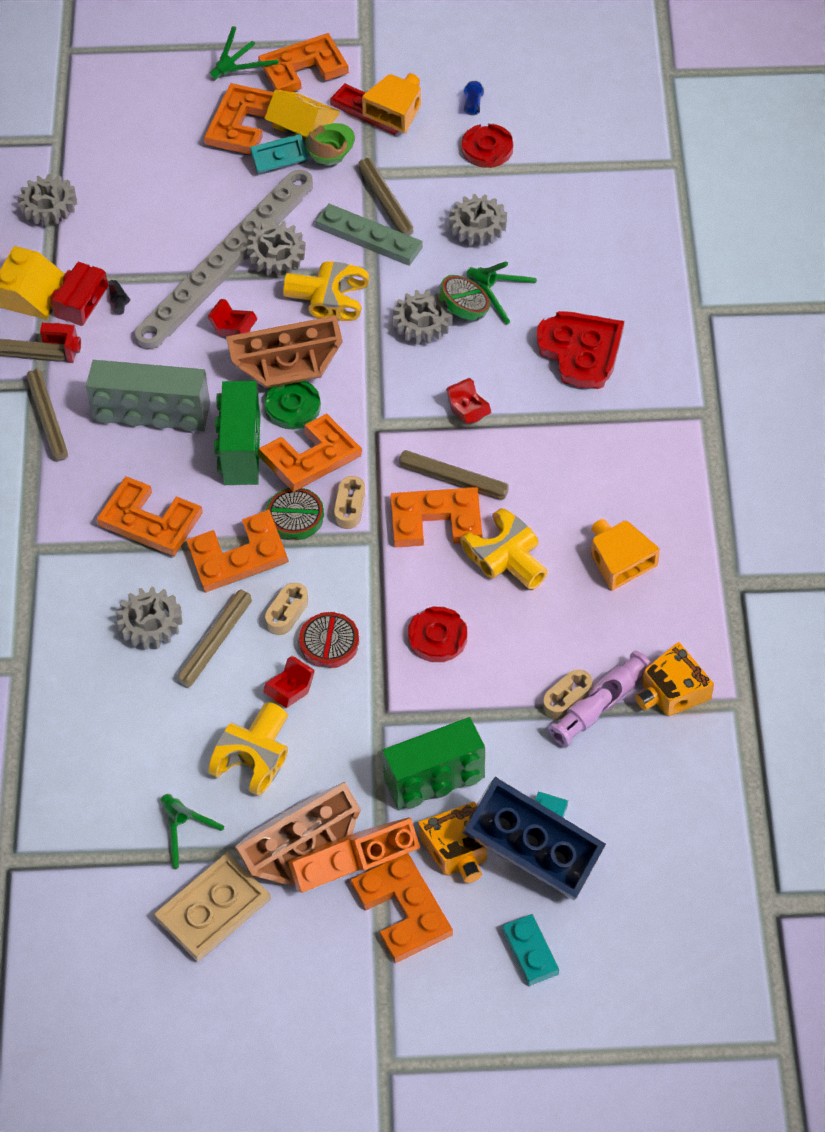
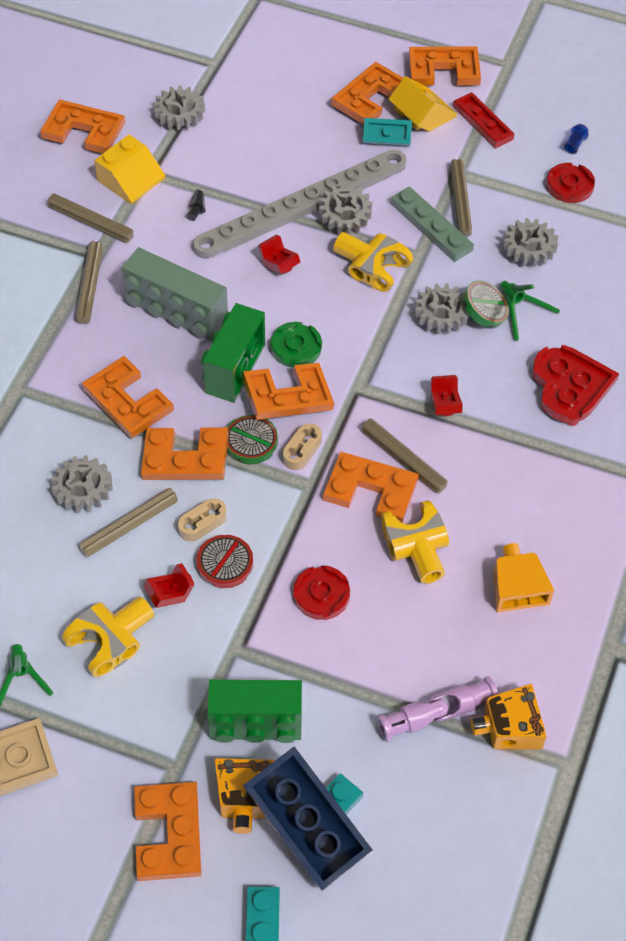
camera: 20 degrees right, 0 degrees up
(62, 334) = (135, 221): red bracket -> none
(79, 293) = (165, 191): red brick -> none
(226, 63) = (381, 46): green plant -> none
(286, 352) = (308, 297): nougat wedge -> none
(297, 832) = (107, 731): nougat wedge -> none
(330, 143) = (433, 136): bright green piece -> none
(353, 853) = (146, 763): orange slope -> none
(393, 101) = (504, 119): light orange torso -> none
(564, 689) = (410, 691): tan beam -> none

